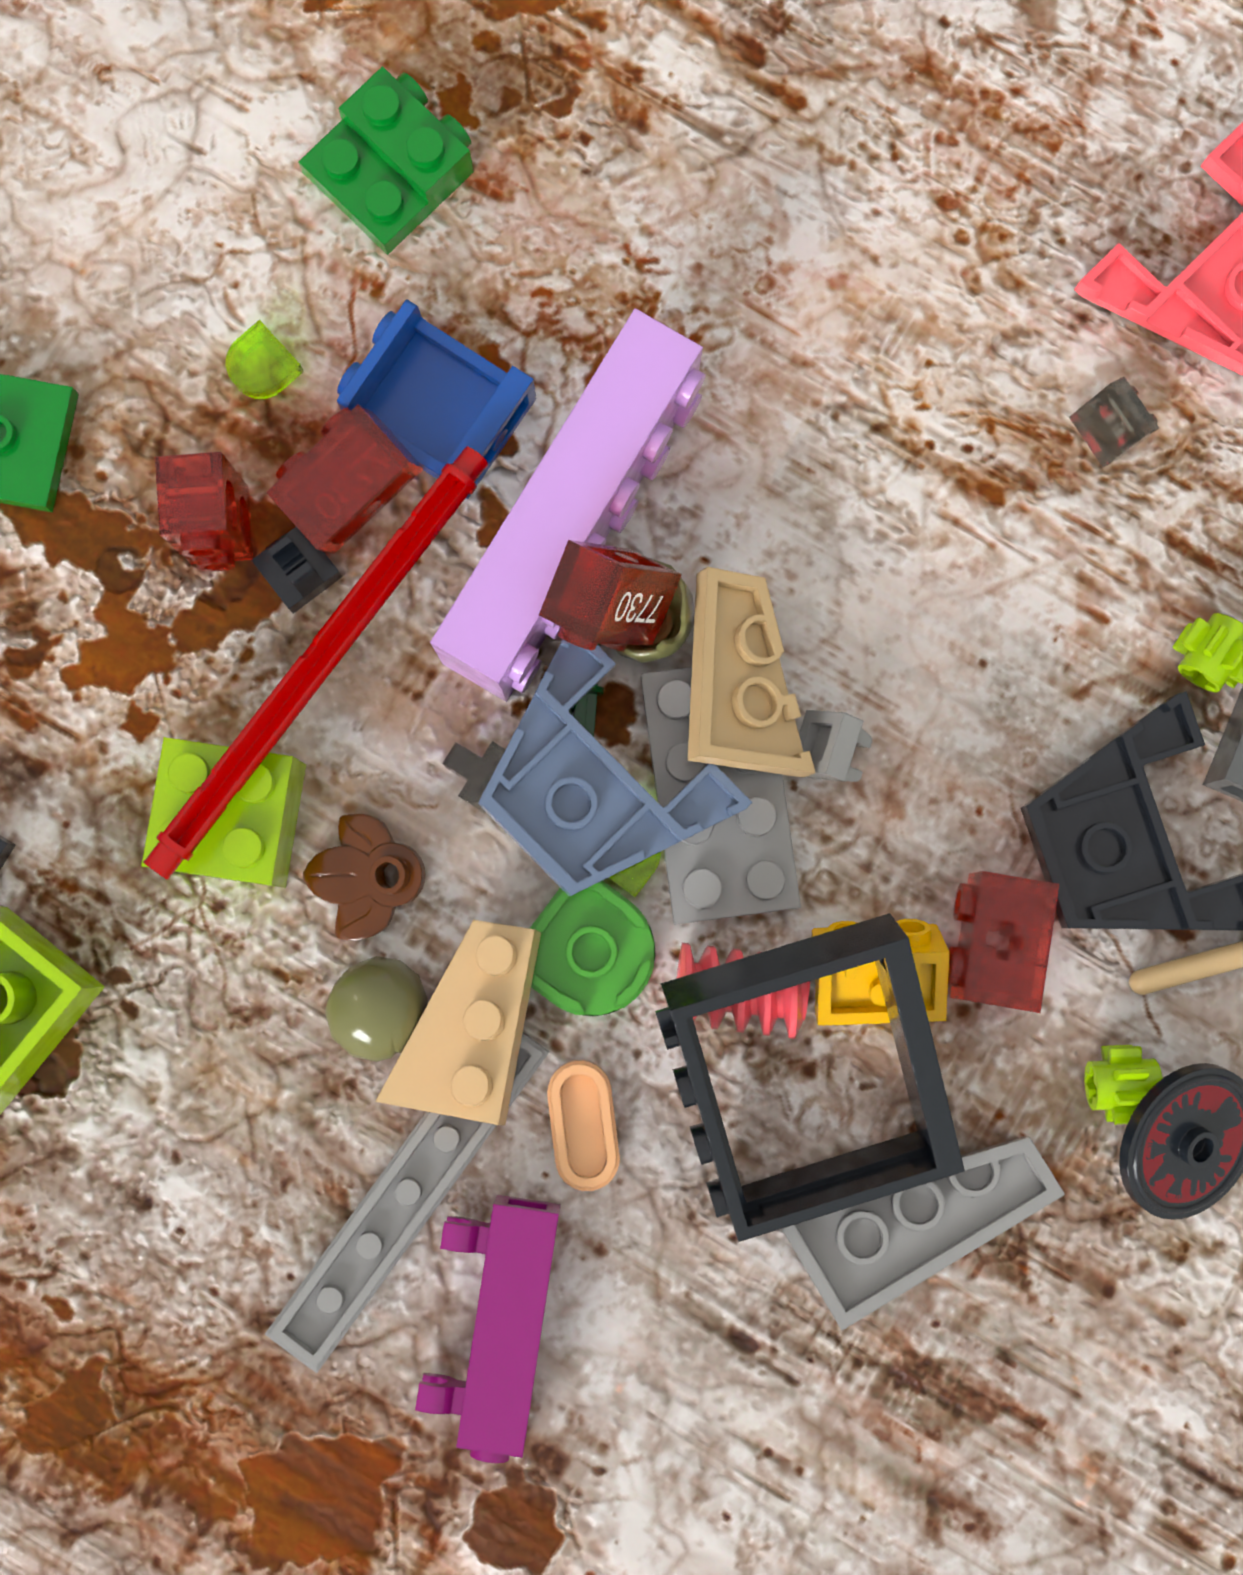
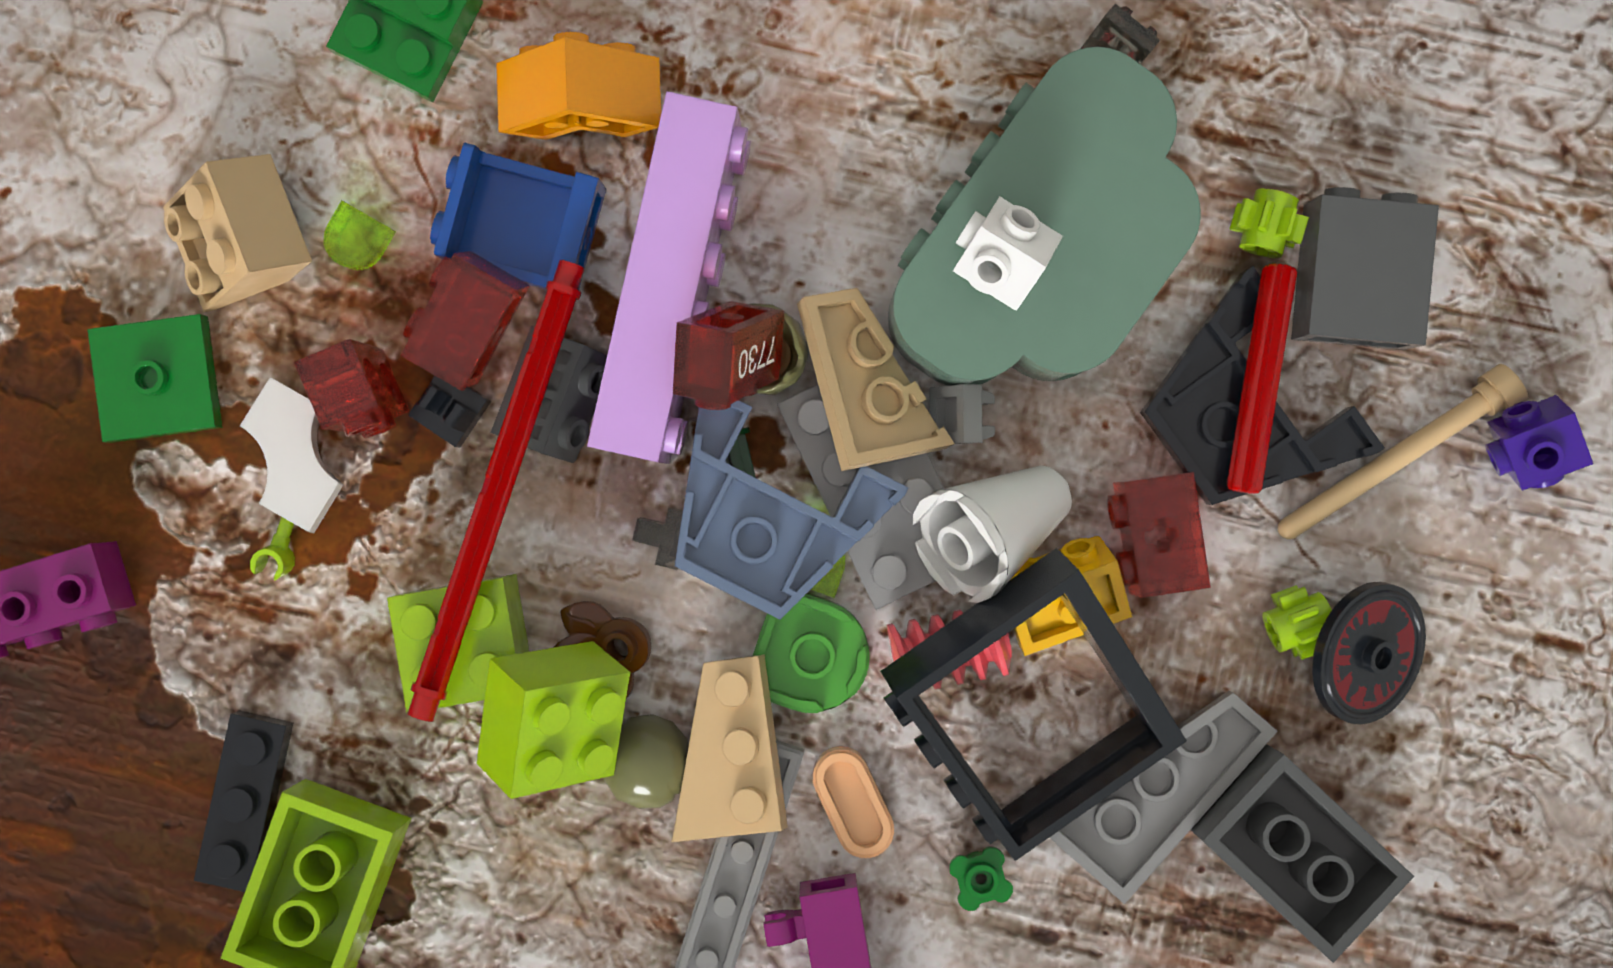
camera: 10 degrees left, 5 degrees up
(68, 651) = (277, 549): none -> lime hand
(112, 588) = (296, 477): none -> white tile
(139, 314) = (235, 230): none -> tan slope
(294, 921) = (552, 718): none -> lime brick
(420, 600) = (567, 403): none -> dark grey bracket
(544, 281) = (578, 87): none -> light orange brick
(681, 1239) = (980, 862): none -> green plate
(823, 871) = (989, 528): none -> white cone
(934, 578) = (1006, 252): none -> white brick
(985, 585) = (1095, 169): none -> sand green brick
(1051, 1335) = (1302, 852): none -> dark grey brick
(1160, 810) = (1262, 378): none -> red axle

